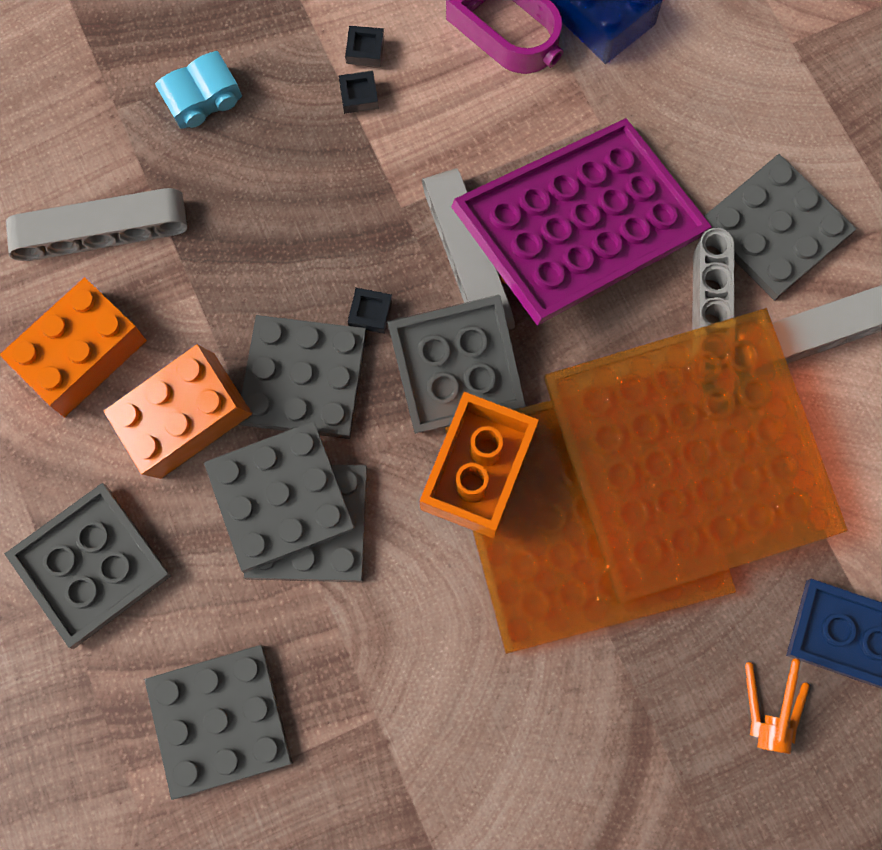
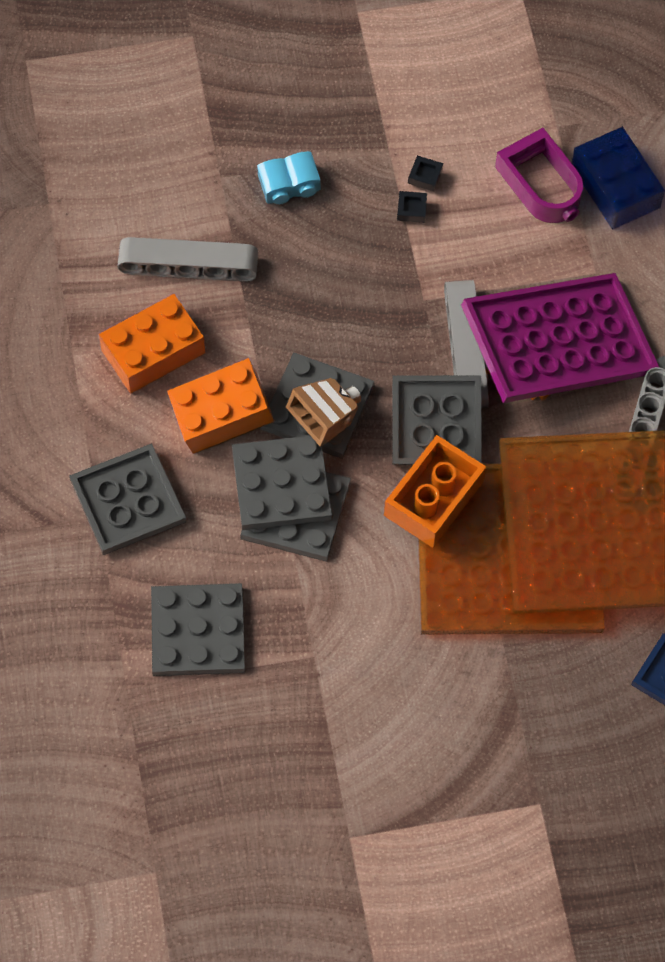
camera: 10 degrees right, 10 degrees down
(310, 386) = (323, 408): none -> medium nougat torso
(370, 310) = (381, 368): black plate -> none
(777, 733) = (607, 733): orange plant -> none

